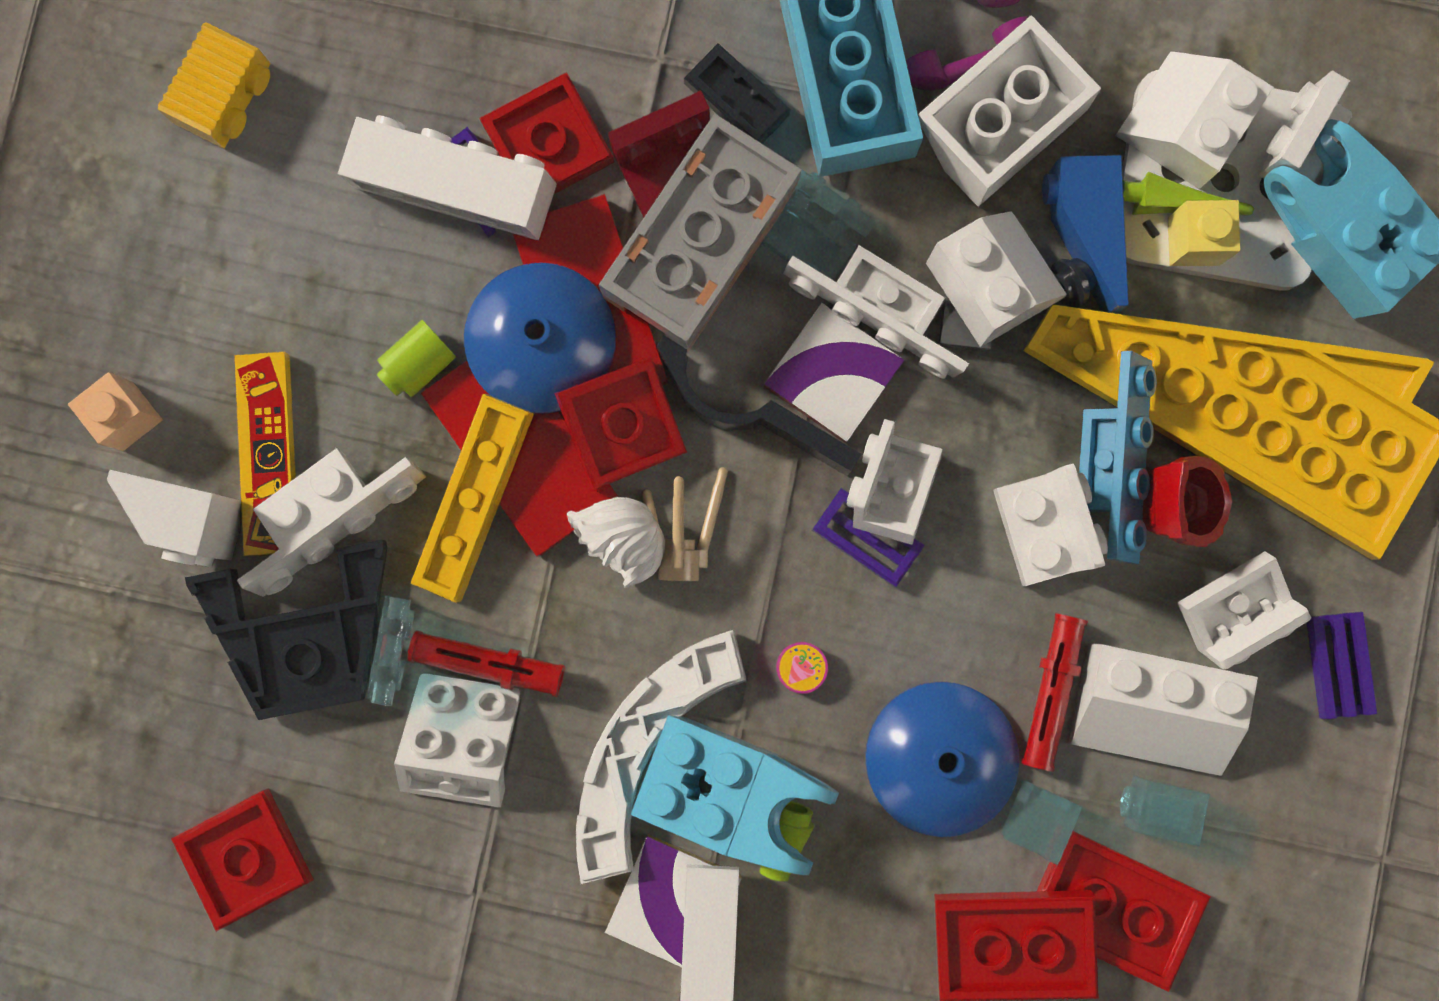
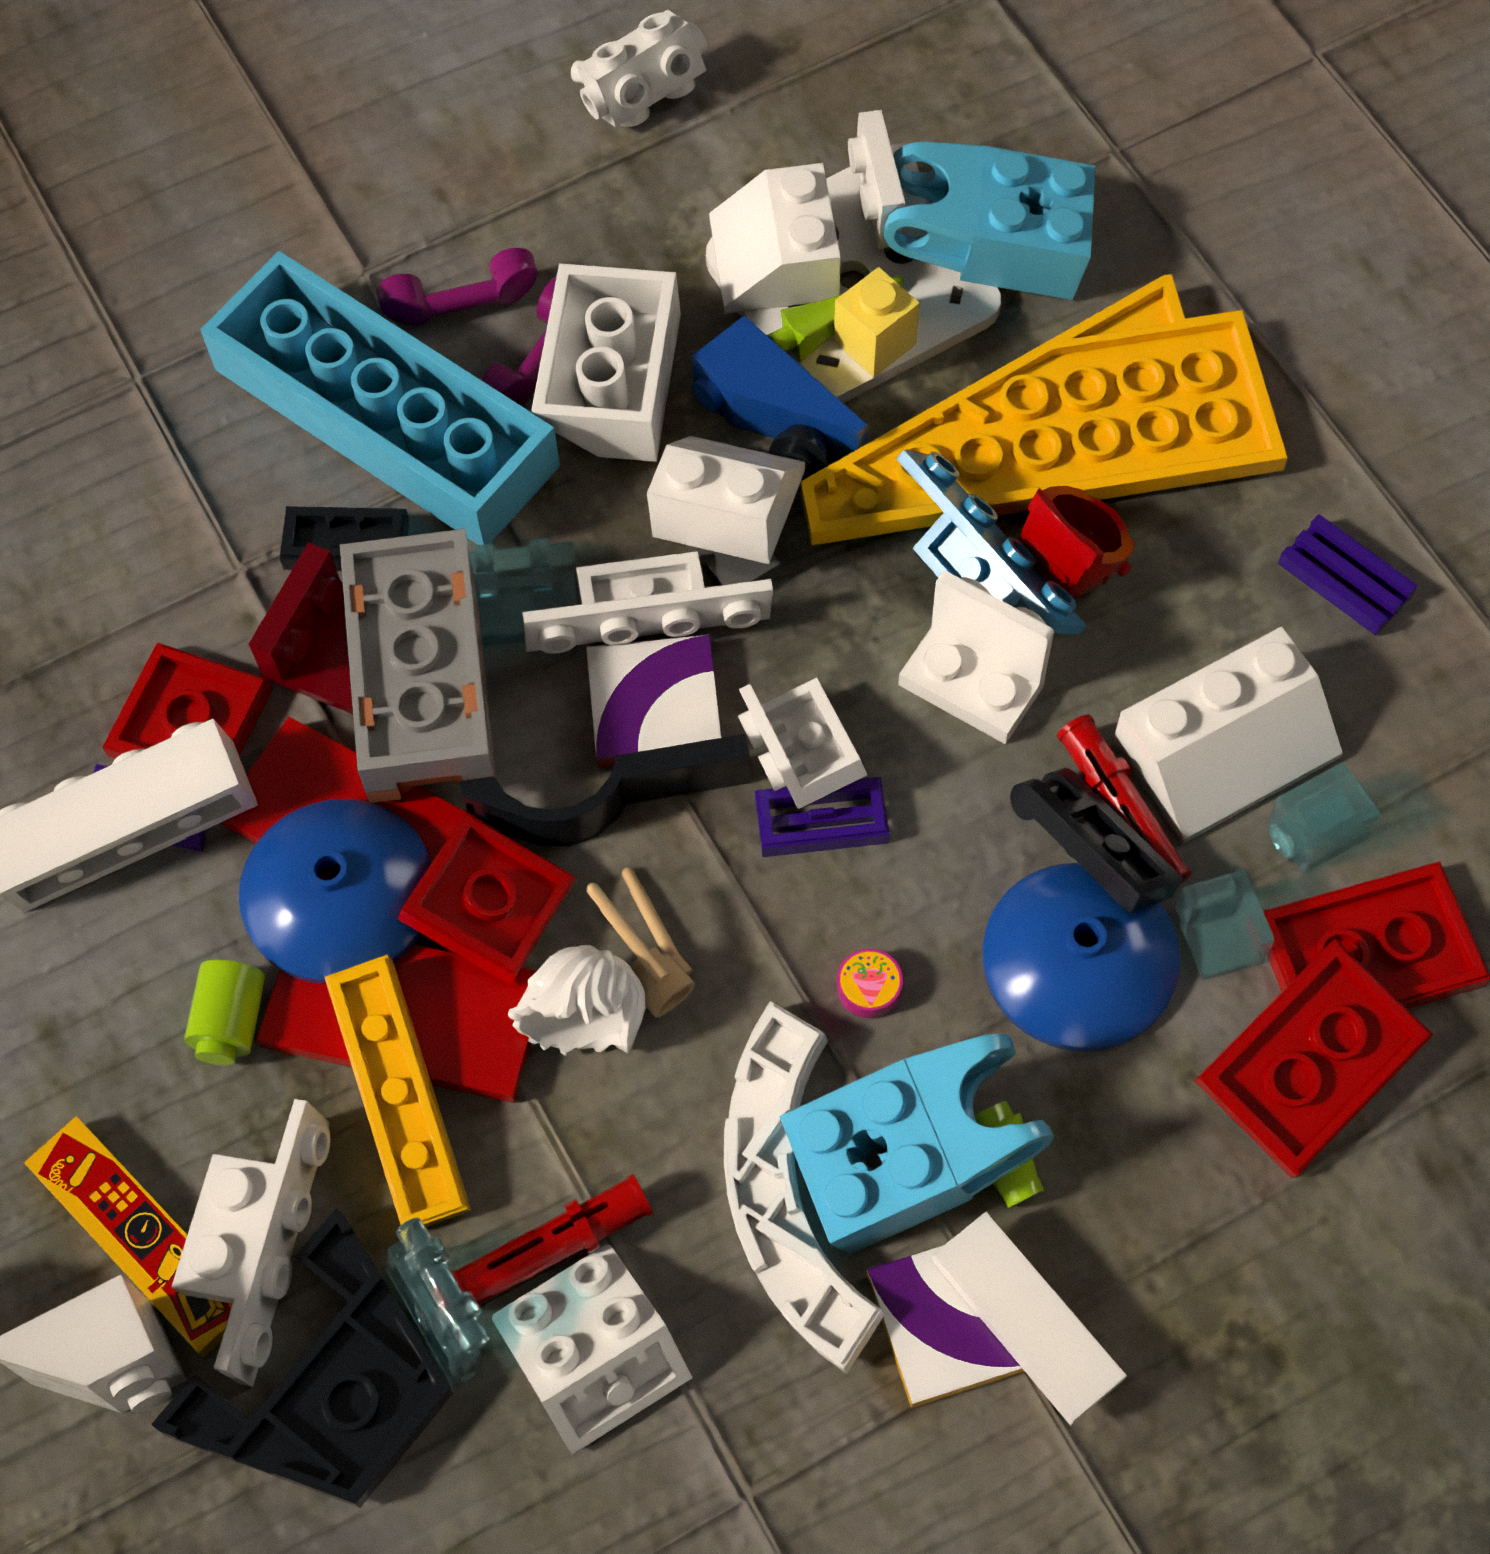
camera: 40 degrees left, 20 degrees down
(1014, 704) = (1097, 839): none -> black plate
(1242, 612) = (1215, 595): white bracket -> none

